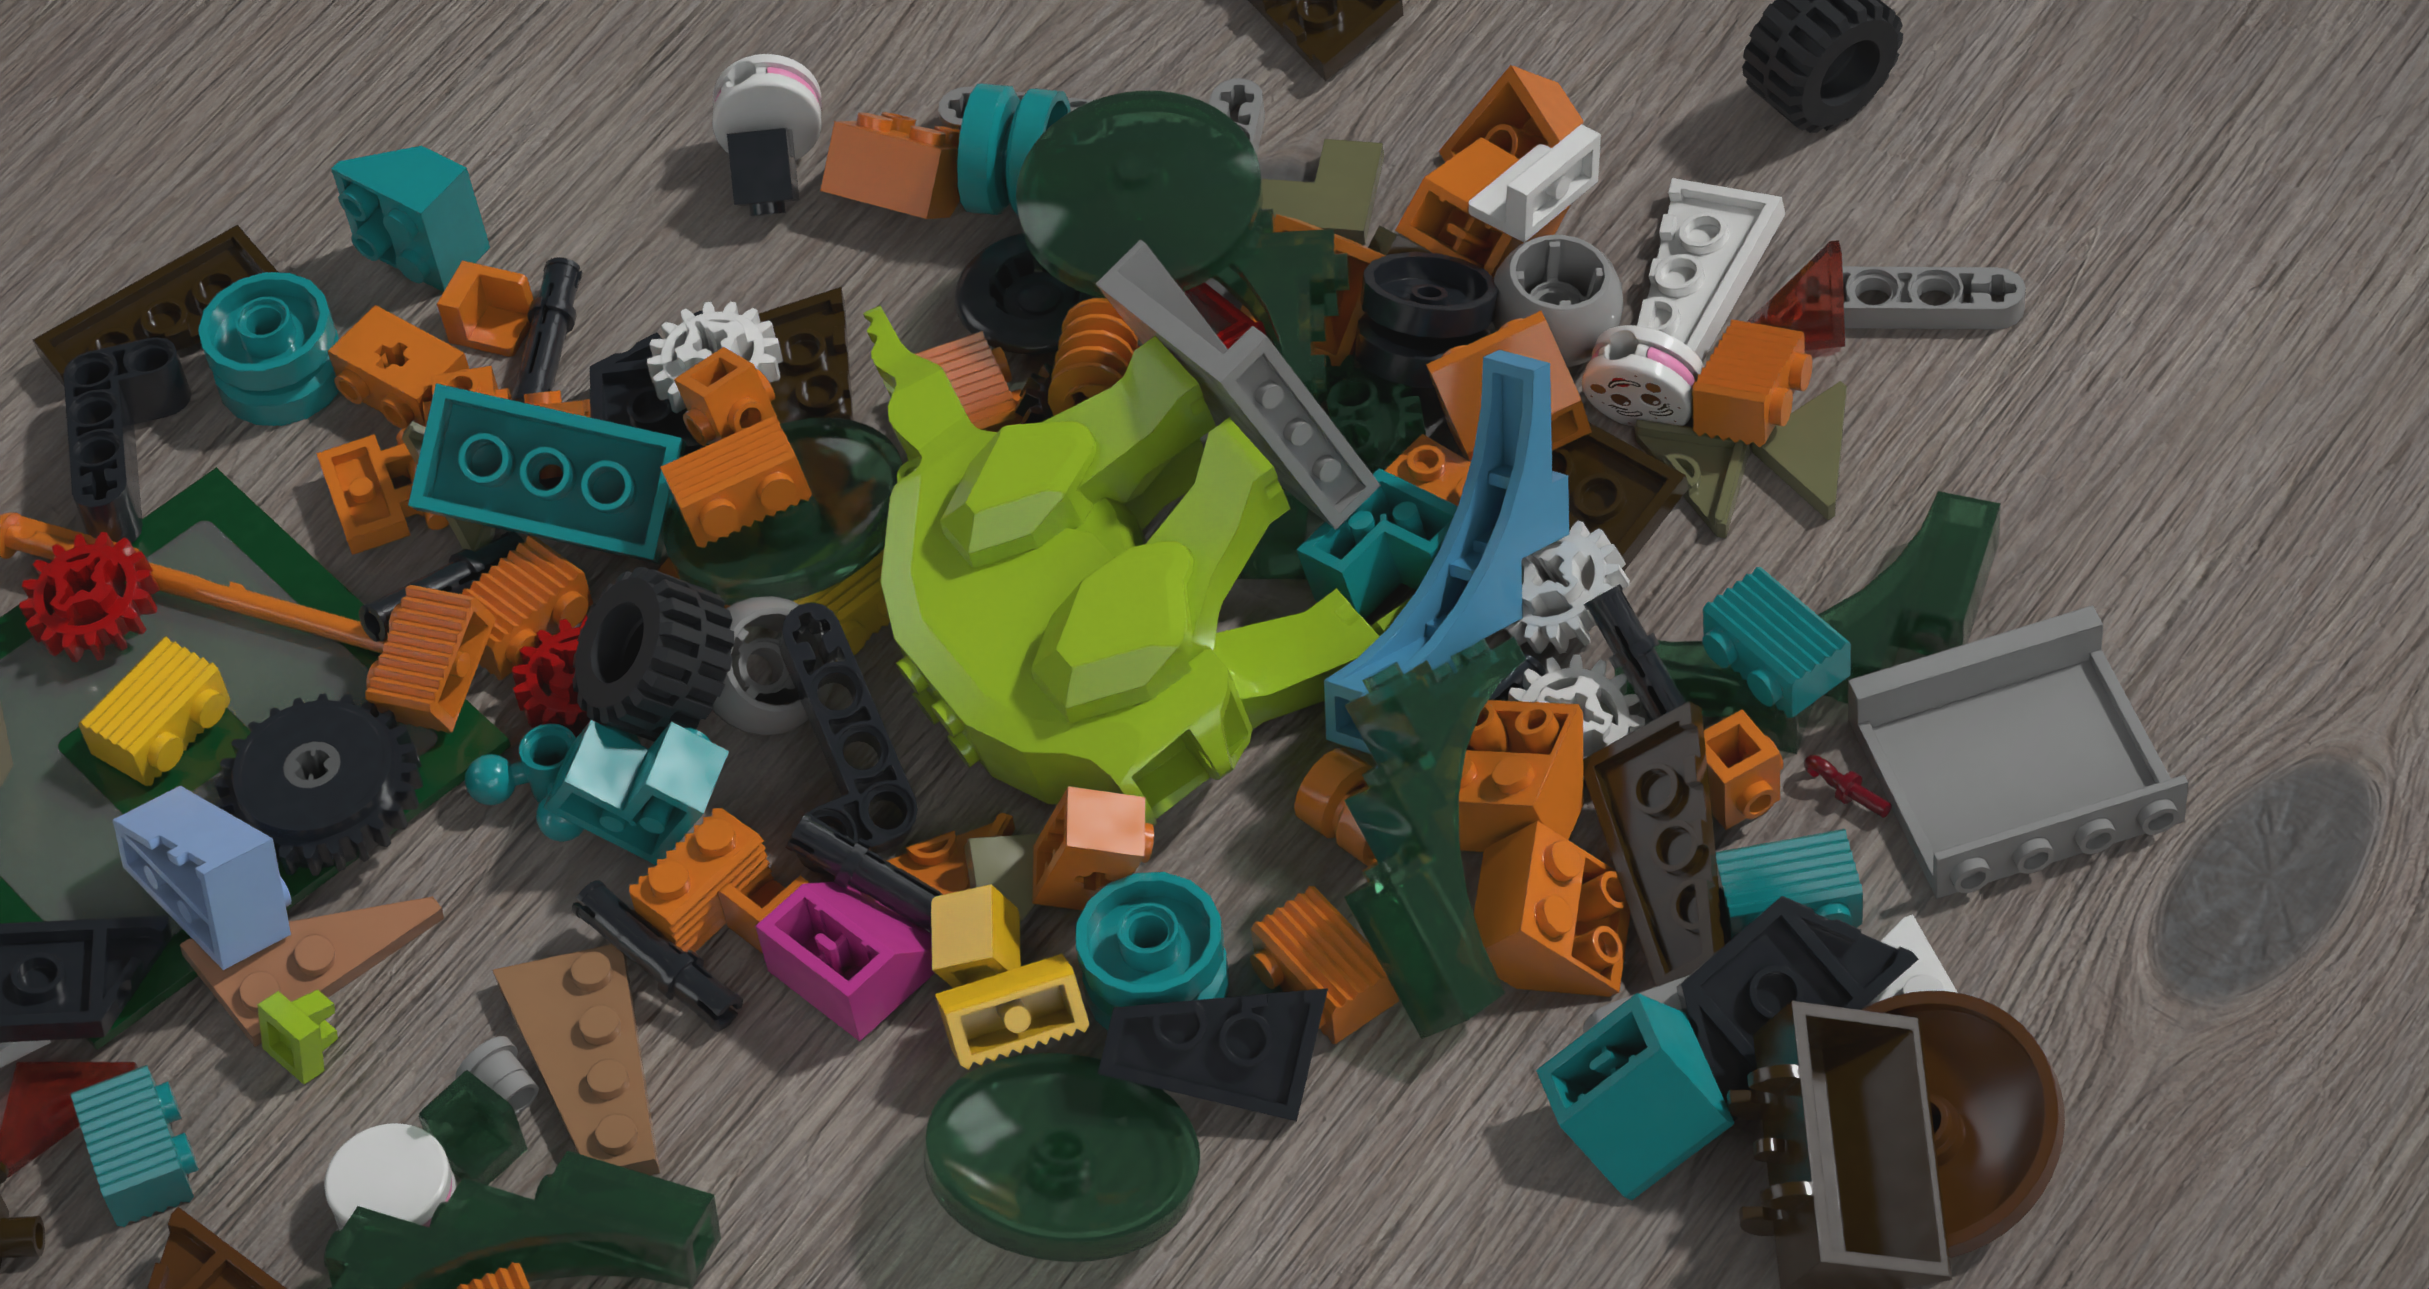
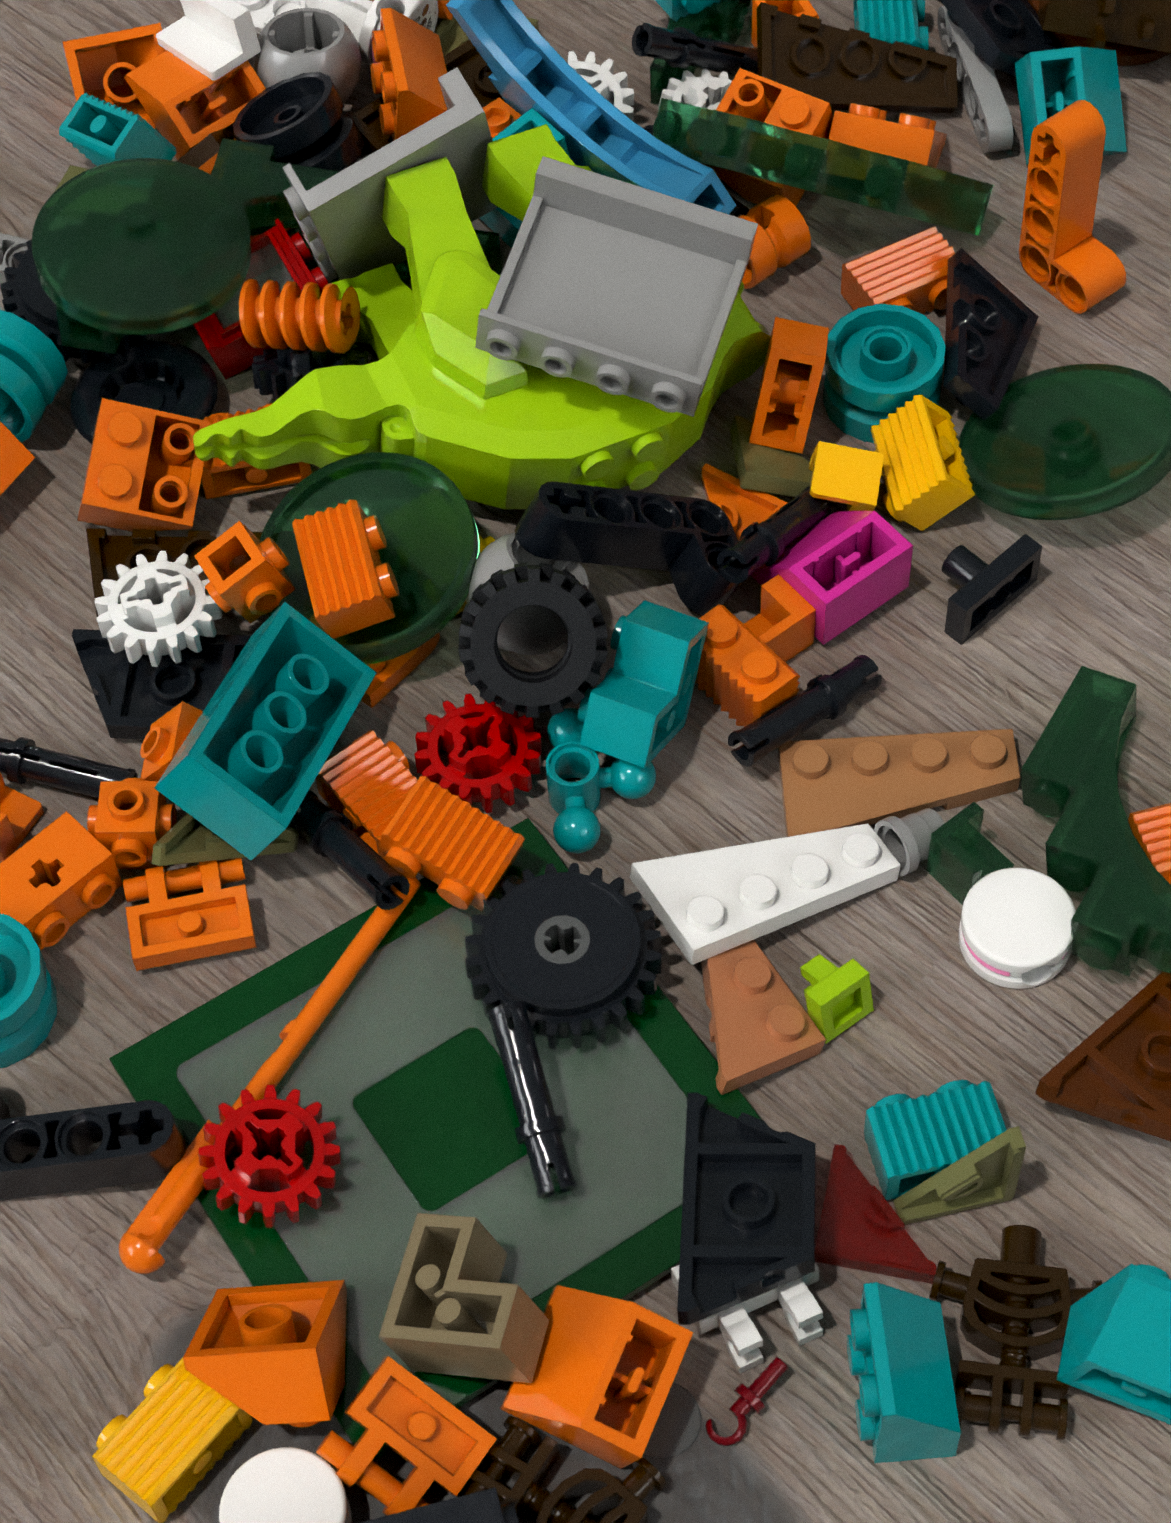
camera: 85 degrees left, 5 degrees up
(81, 1183) = (974, 1181): none -> olive tile
(146, 781) = (539, 1125): none -> black pin
(156, 712) = (436, 1096): yellow brick -> none
(207, 873) = (666, 1034): light blue wedge -> none
(422, 942) = (751, 889): none -> white wing
(852, 1109) = (987, 586): none -> black tile
(919, 282) = (142, 469): none -> orange slope
(1049, 595) = (617, 287): none -> light grey panel
(1387, 164) = (111, 133): none -> teal brick
(1400, 1086) = (1061, 209): none -> orange beam

